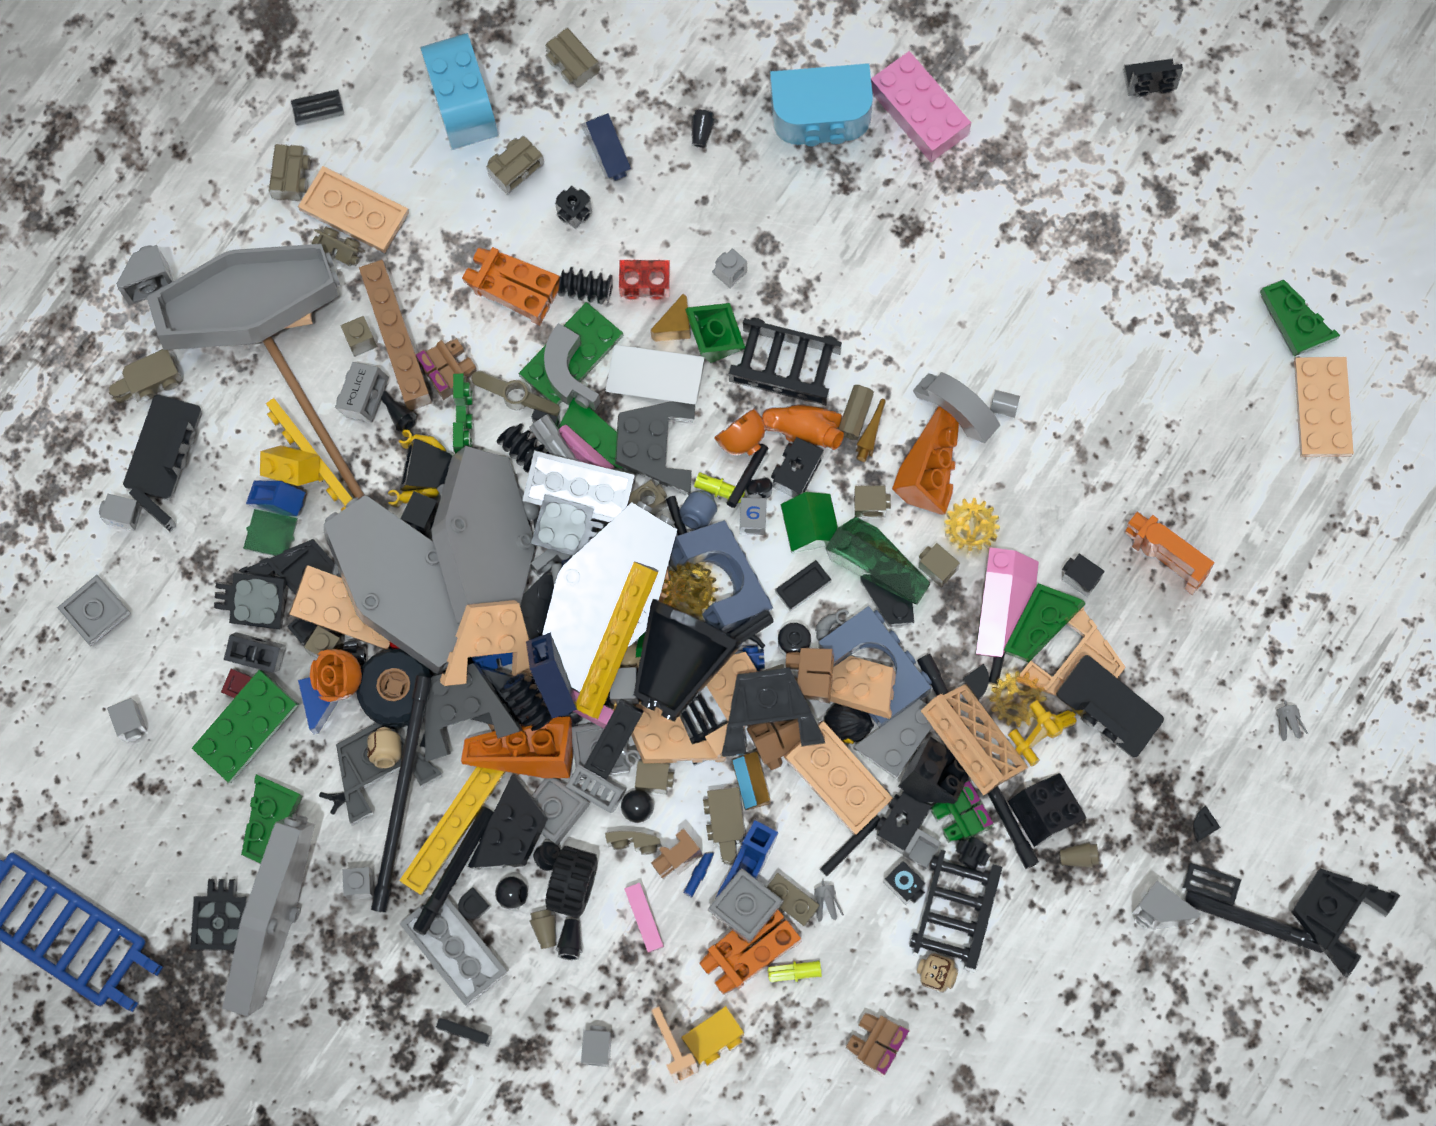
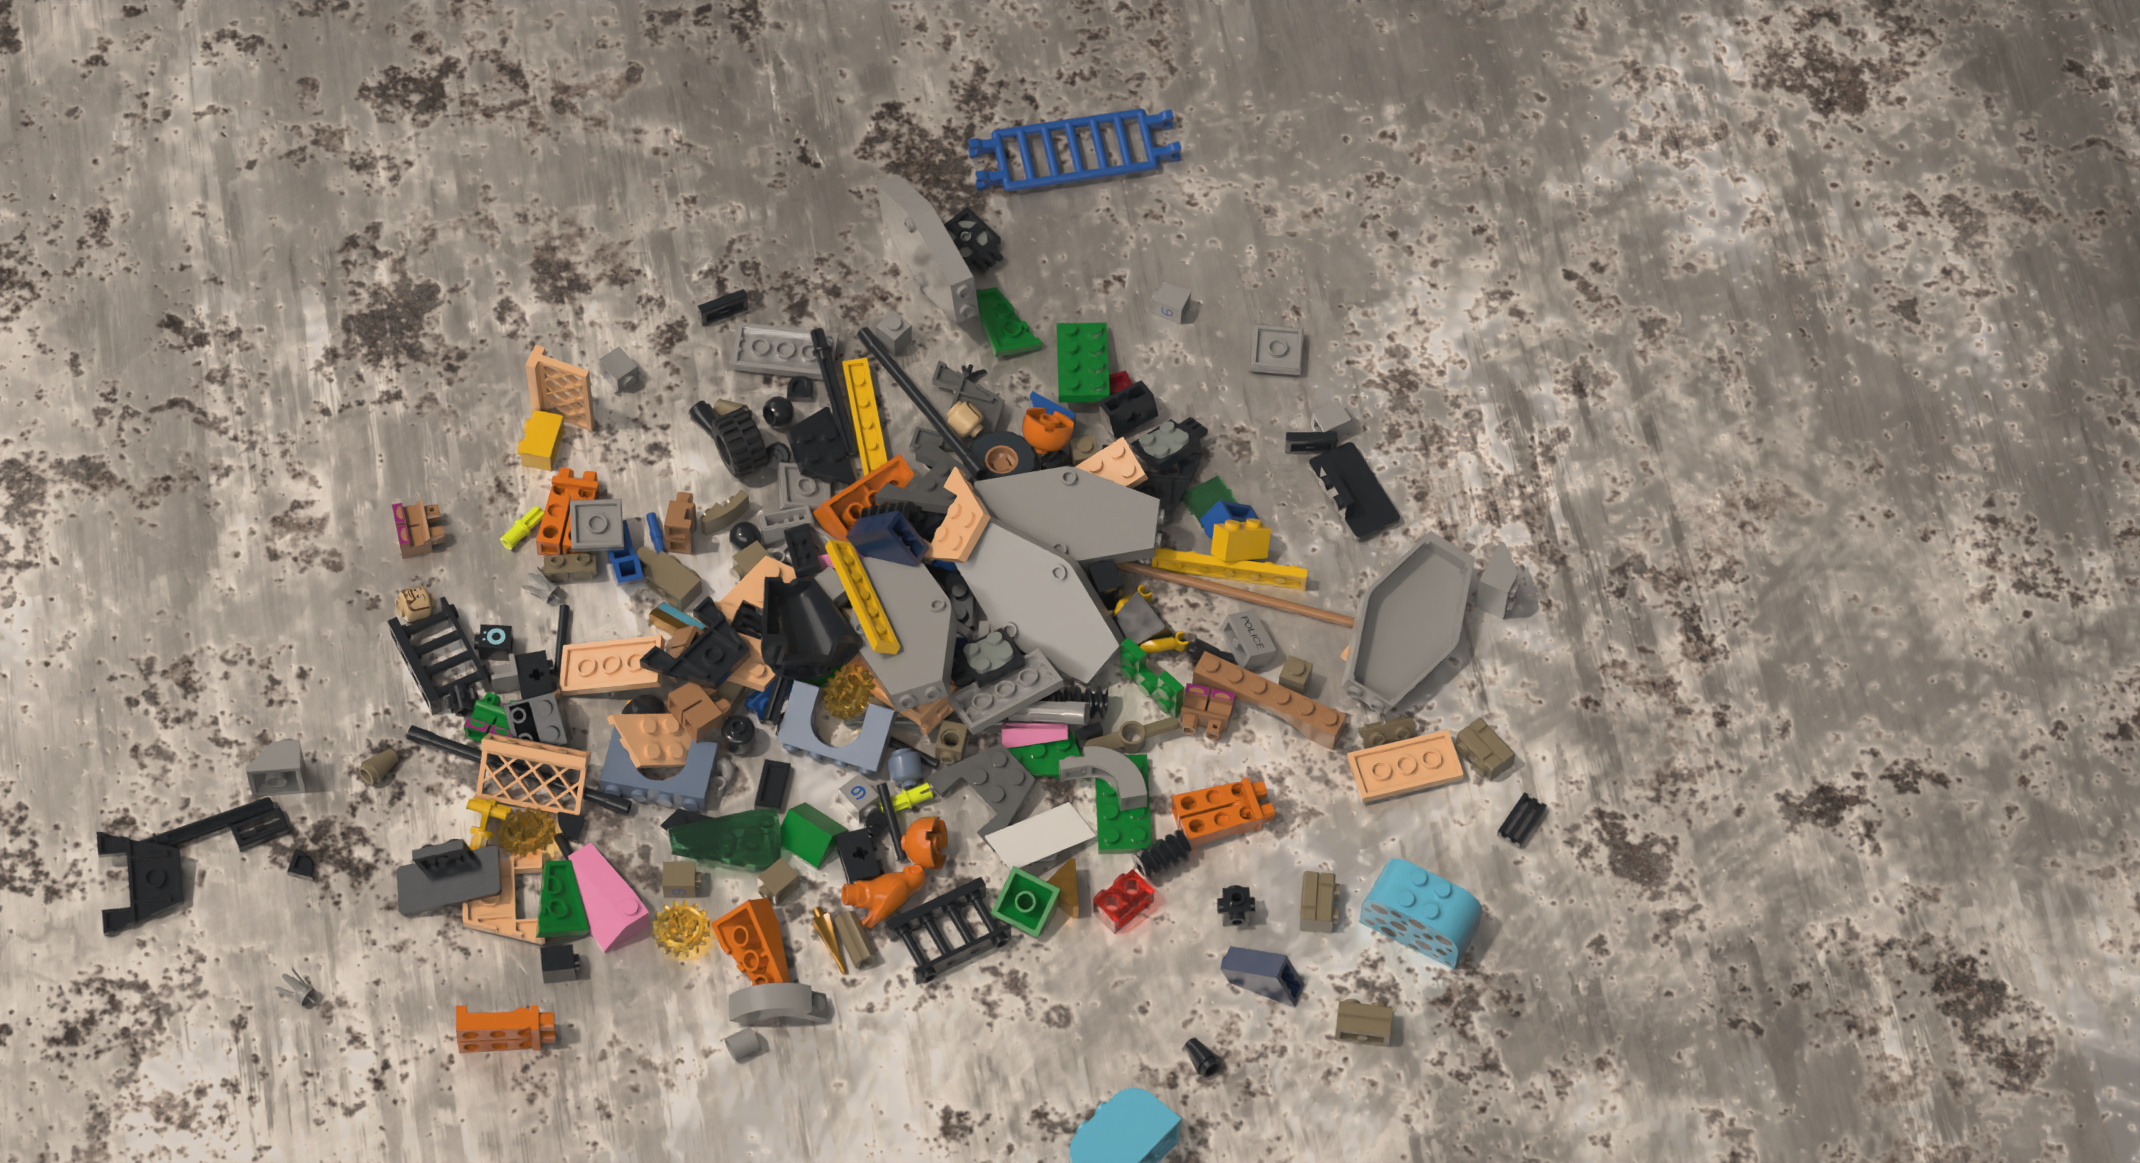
camera: 130 degrees right, 15 degrees down
(146, 378) = (1418, 519): dark tan hinge -> none
(644, 917) = (668, 475): bright pink piece -> none
(730, 267) = (1064, 964): light grey brick -> none
(896, 740) = (593, 735): light grey wing -> none
(1046, 809) = (431, 779): black bracket -> none

